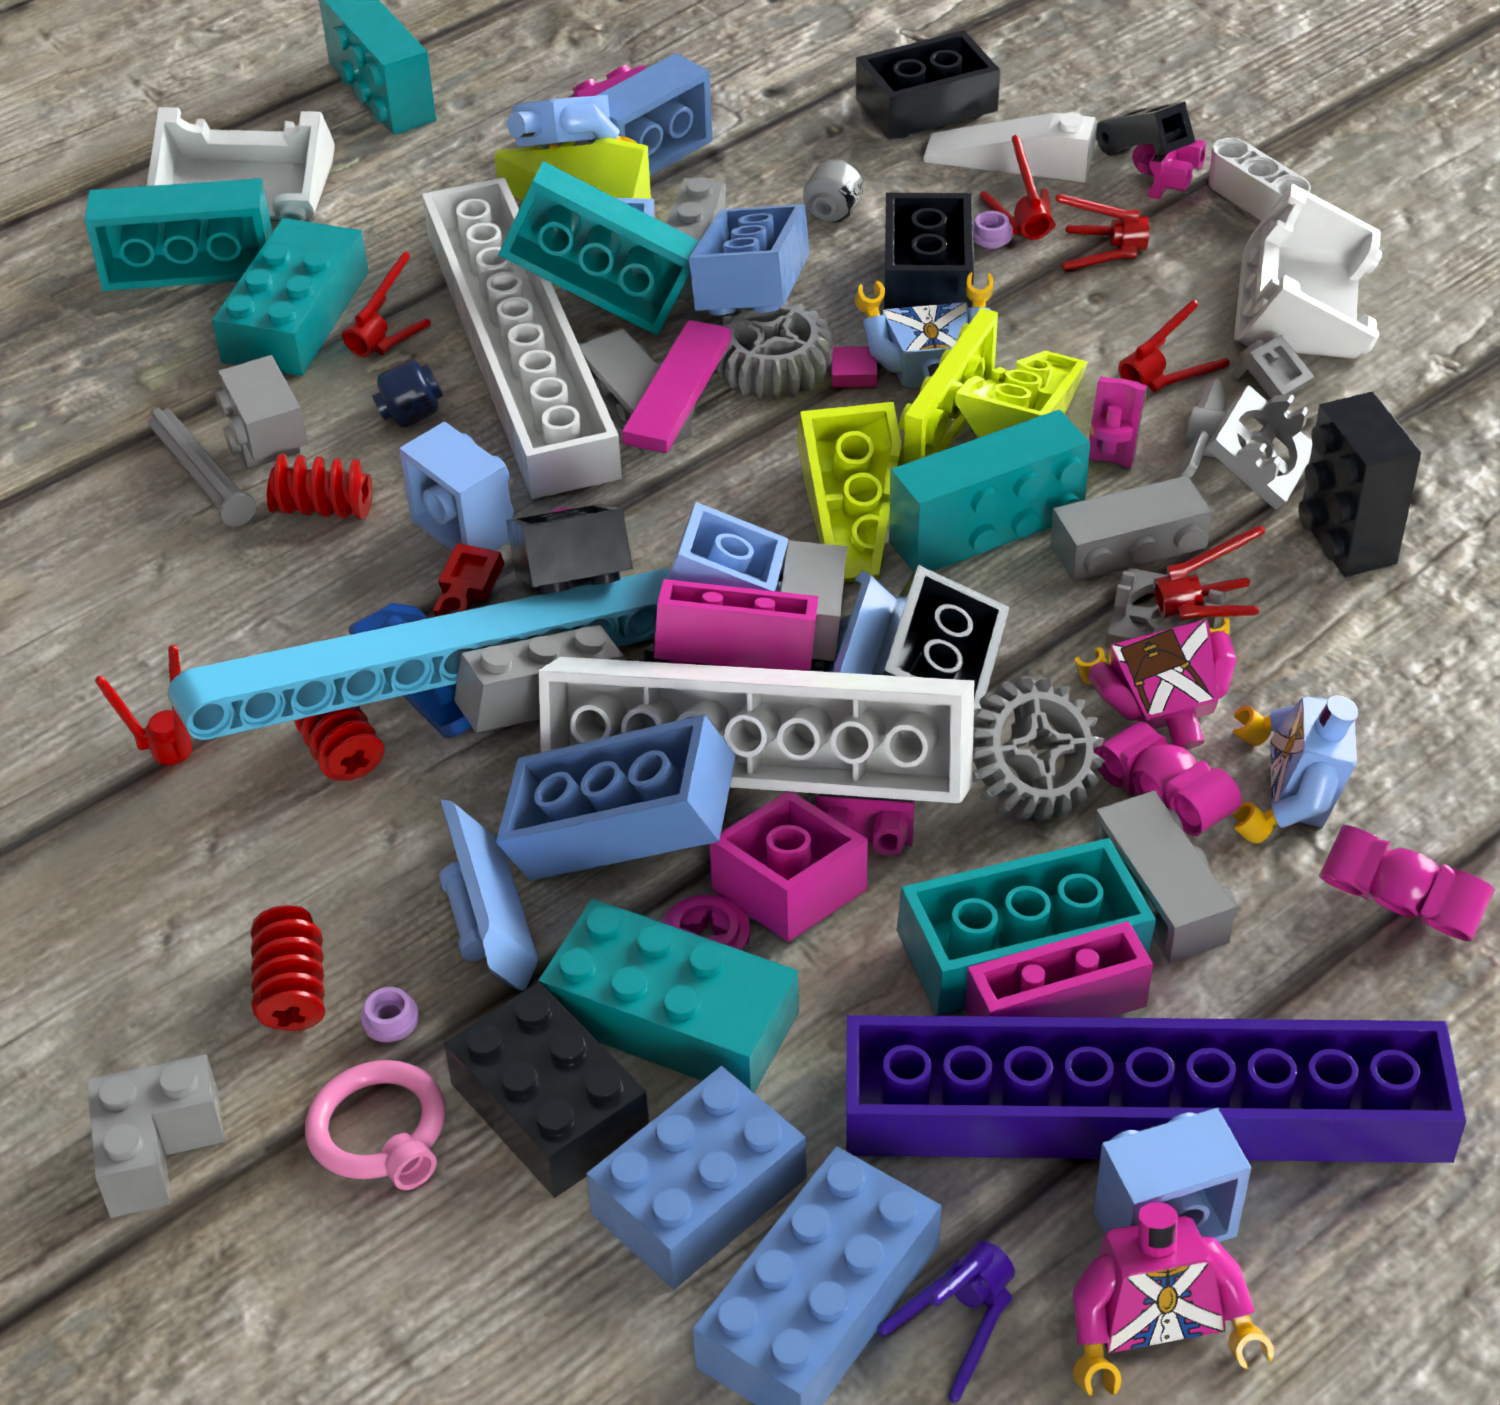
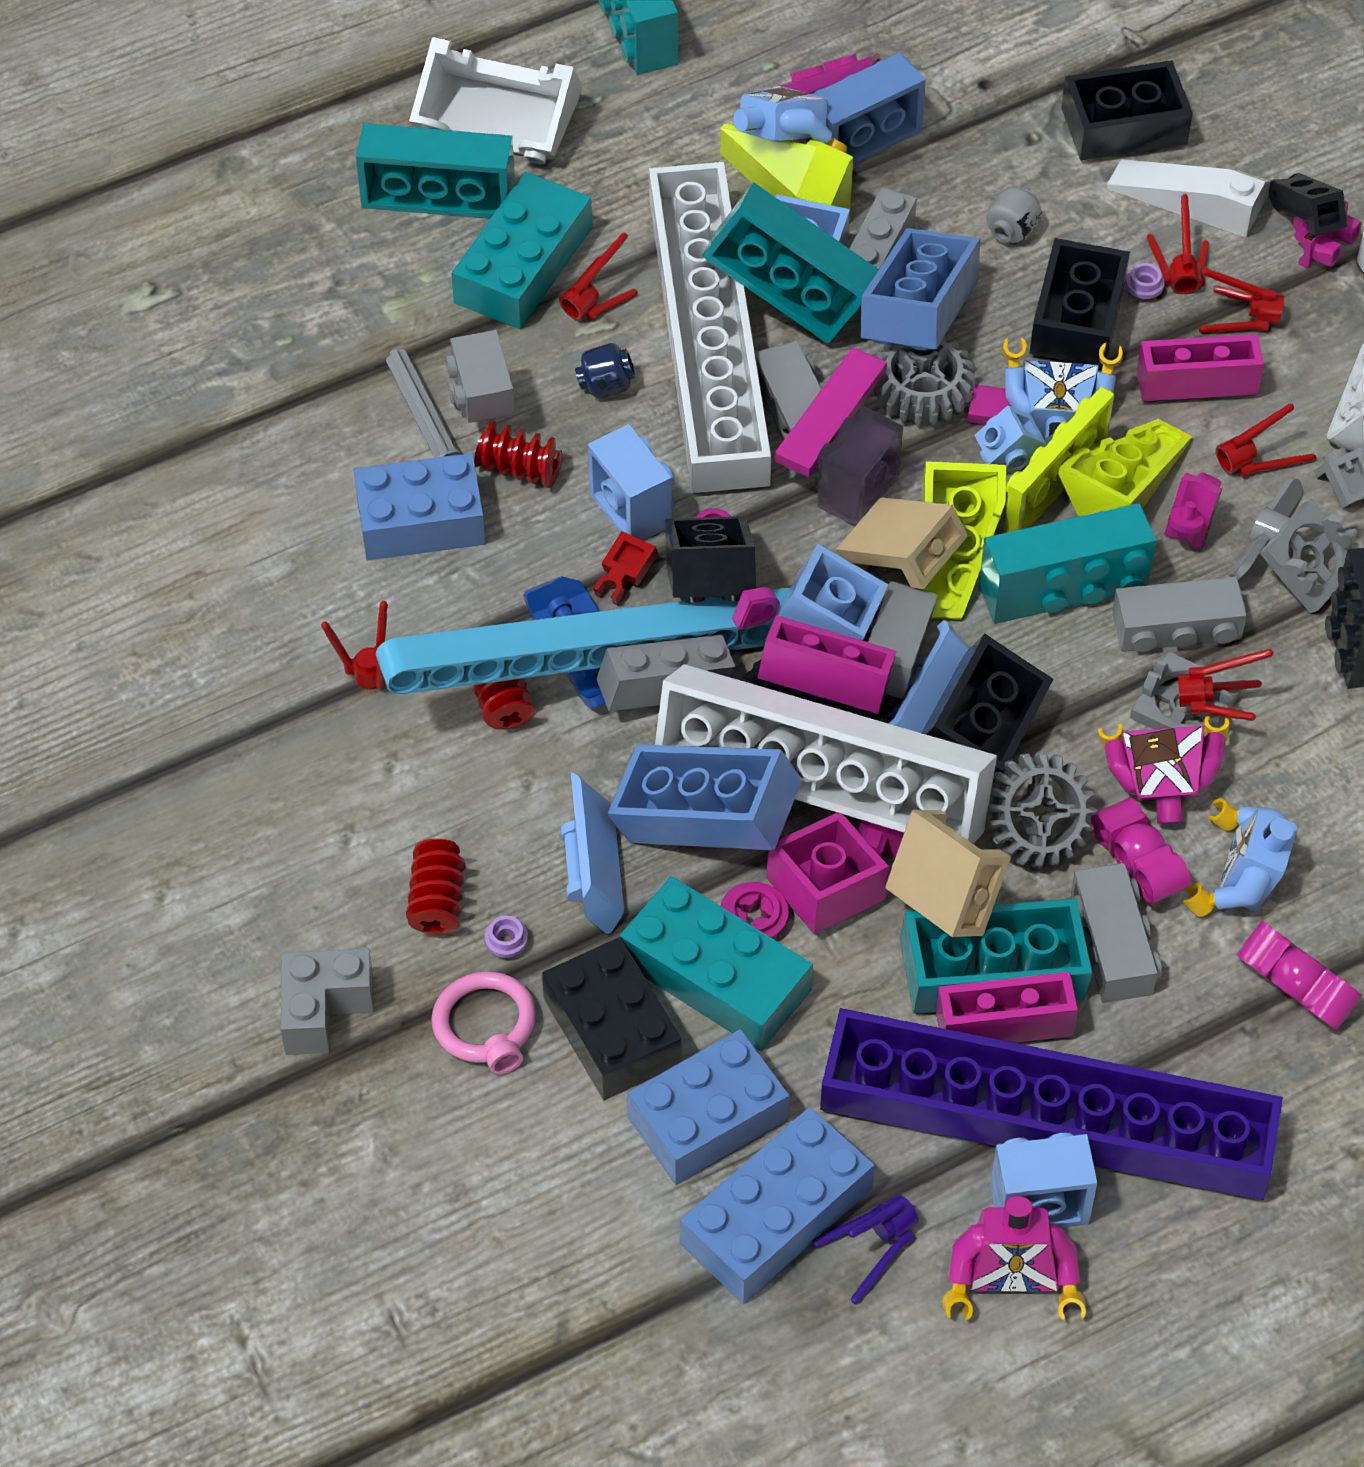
camera: 10 degrees right, 10 degrees up
(207, 557) = (419, 506): none -> medium blue brick
(635, 585) = (755, 607): none -> dark pink tile
(722, 434) = (859, 465): none -> clear purple brick
(800, 487) = (905, 537): none -> tan panel
(886, 380) = (1009, 439): none -> light blue brick
(946, 828) = (946, 875): none -> tan panel
(1078, 291) = (1199, 367): none -> dark pink brick

